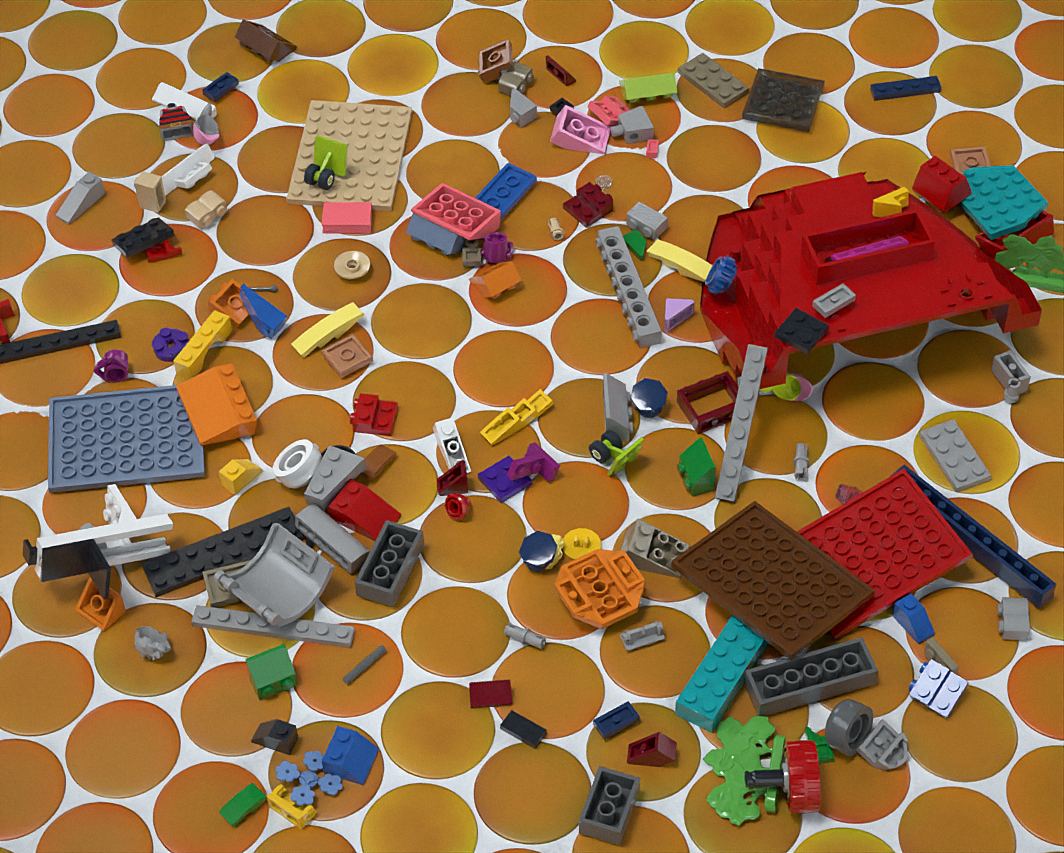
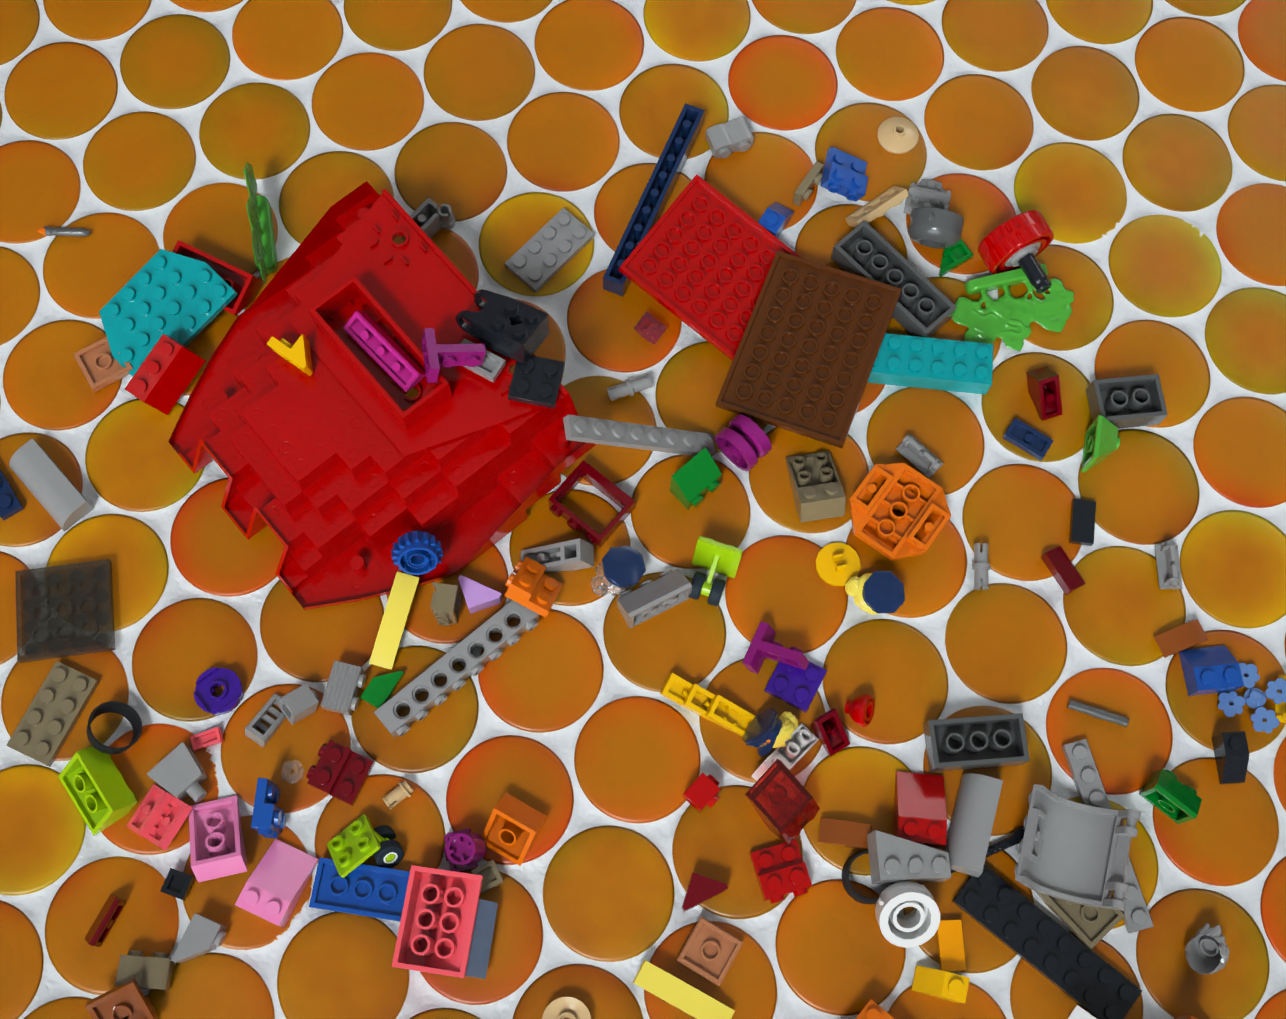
camera: 120 degrees left, 20 degrees up
(261, 494) = (951, 946): none -> light orange tile
(387, 750) = (1181, 638): none -> dark orange slope
(391, 364) = (700, 890): none -> dark red slope
(418, 419) = (782, 802): none -> clear red slope
(449, 773) = (1168, 566): none -> light grey hinge
(455, 386) = (702, 792): none -> red brick
(473, 439) = (769, 731): none -> dark blue piece
(532, 152) = (277, 883): none -> bright pink slope
(534, 193) = (360, 842): none -> lime plate
(582, 762) = (1099, 442): none -> bright green slope
(583, 155) = (267, 816): none -> blue plate
(645, 168) = (256, 736): none -> light grey slope
(648, 193) = (299, 703): none -> light grey brick
(662, 339) = (532, 587): none -> orange plate
(676, 284) = (445, 603): none -> dark tan window
(678, 167) = (231, 694): none -> dark purple plate
(678, 369) = (562, 556): none -> light grey slope
(689, 83) = (119, 708): none -> black tyre
(711, 506) = (743, 442): none -> magenta wheel
(840, 259) = (448, 355): none -> magenta bracket
(852, 319) = (505, 325): none -> black brick
(884, 114) = (49, 485): none -> light grey brick
(894, 703) = (878, 206): none -> tan plate
(968, 768) = (897, 142): none -> tan dish

